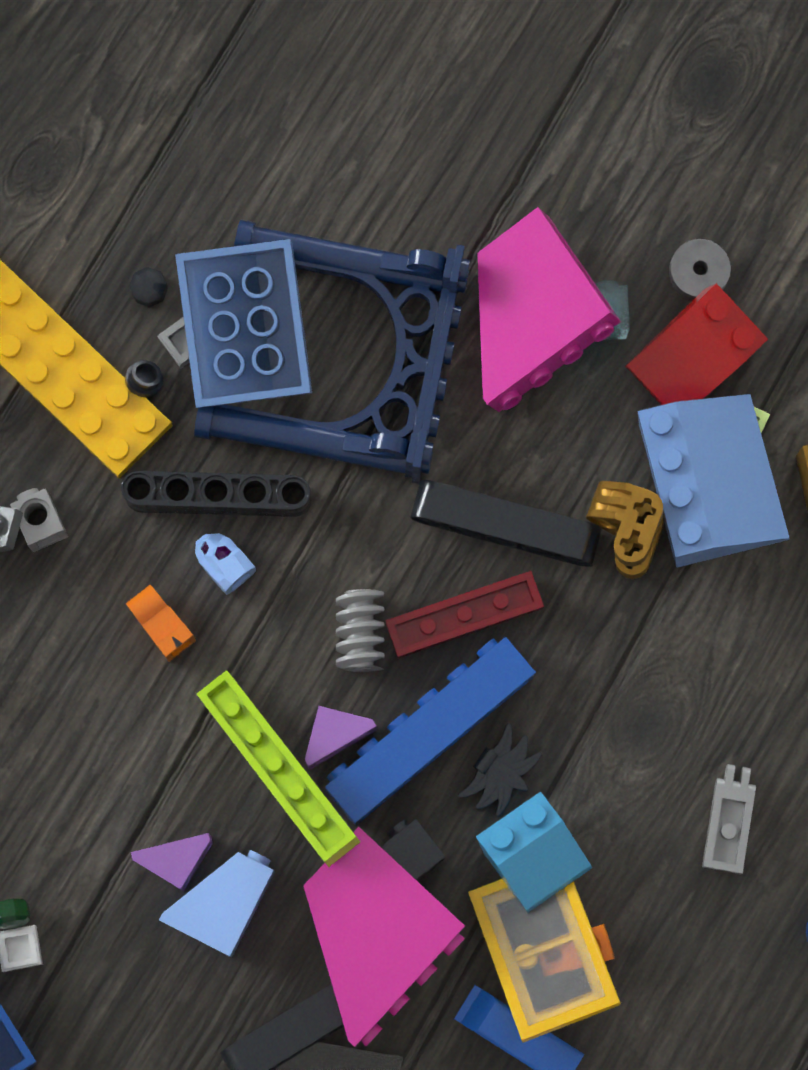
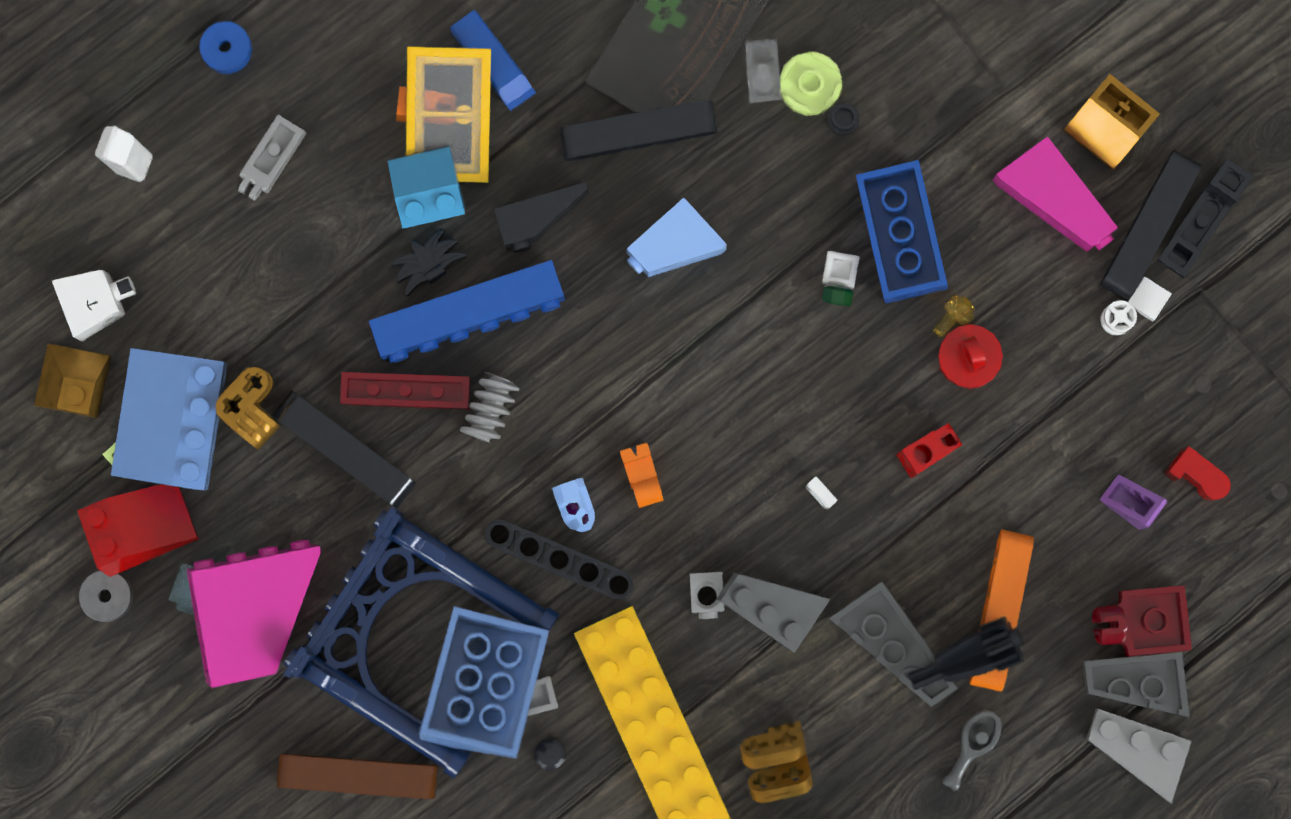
camera: 150 degrees left, 5 degrees up
(144, 378) = (582, 677): black plate -> none
(175, 860) = (698, 287): medium lavender slope -> none
(278, 769) = (593, 320): lime plate -> none
(335, 732) = (541, 336): medium lavender slope -> none
(347, 185) = (357, 776): none -> reddish brown beam
(376, 934) = (567, 168): dark pink slope -> none

